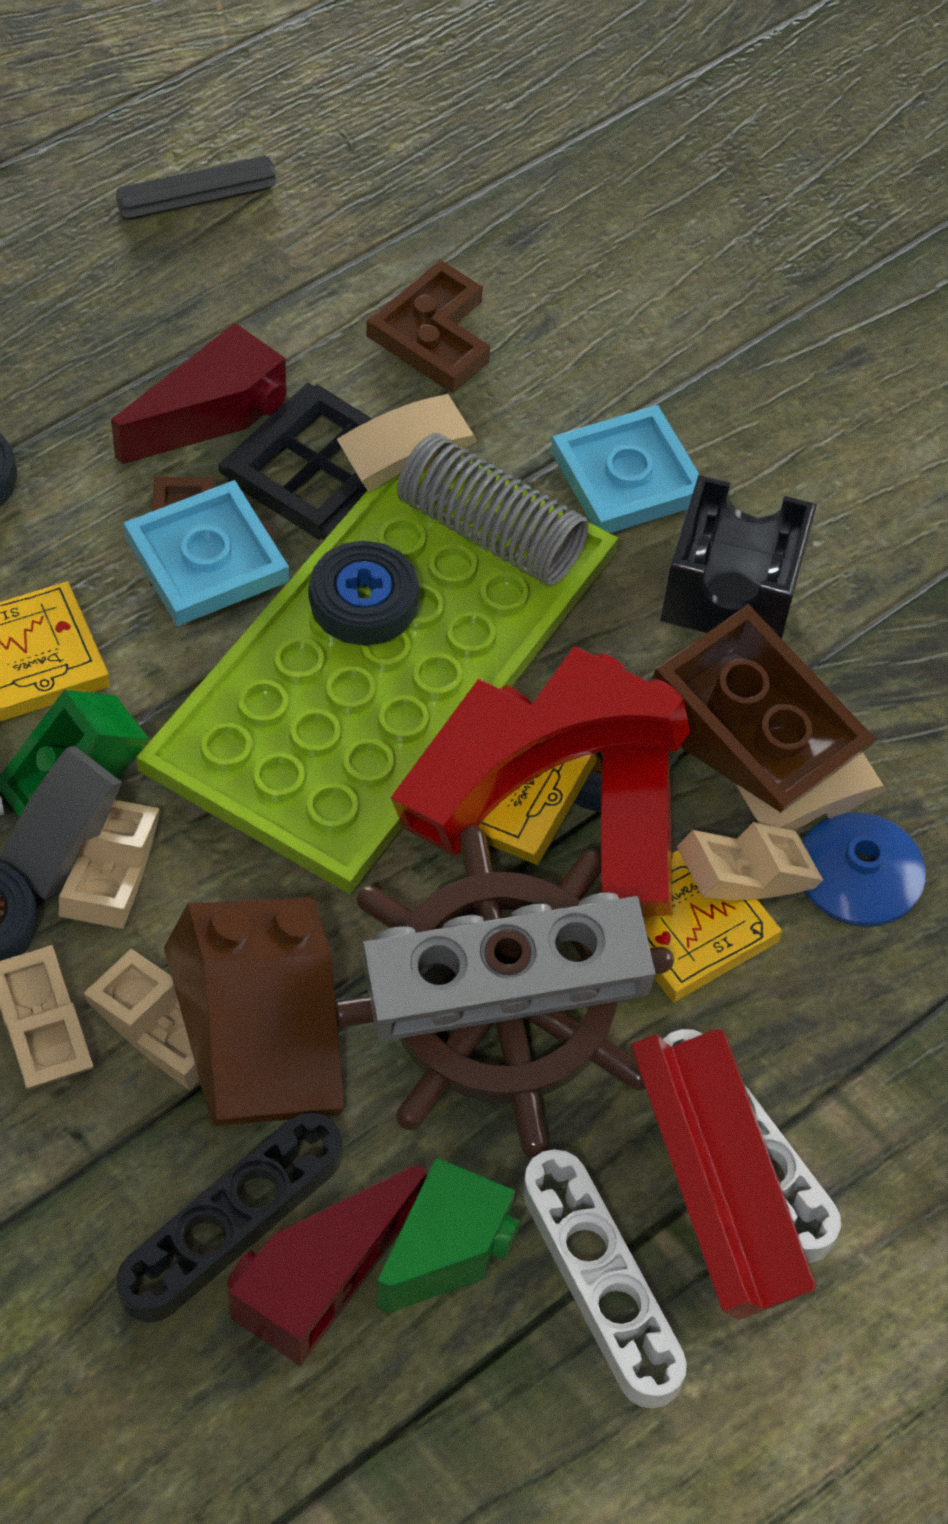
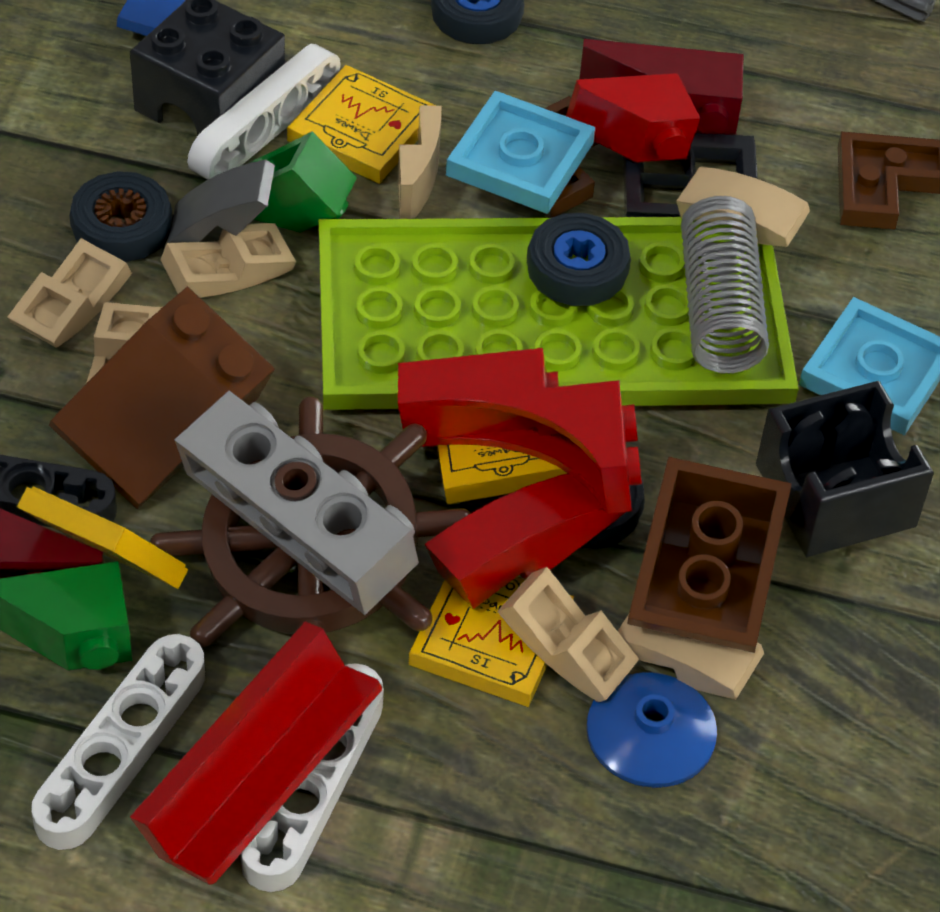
camera: 55 degrees right, 5 degrees down
(140, 644) = (419, 164): none -> tan slope
(244, 440) = (638, 115): none -> red slope
(406, 1153) = (103, 535): none -> yellow tile

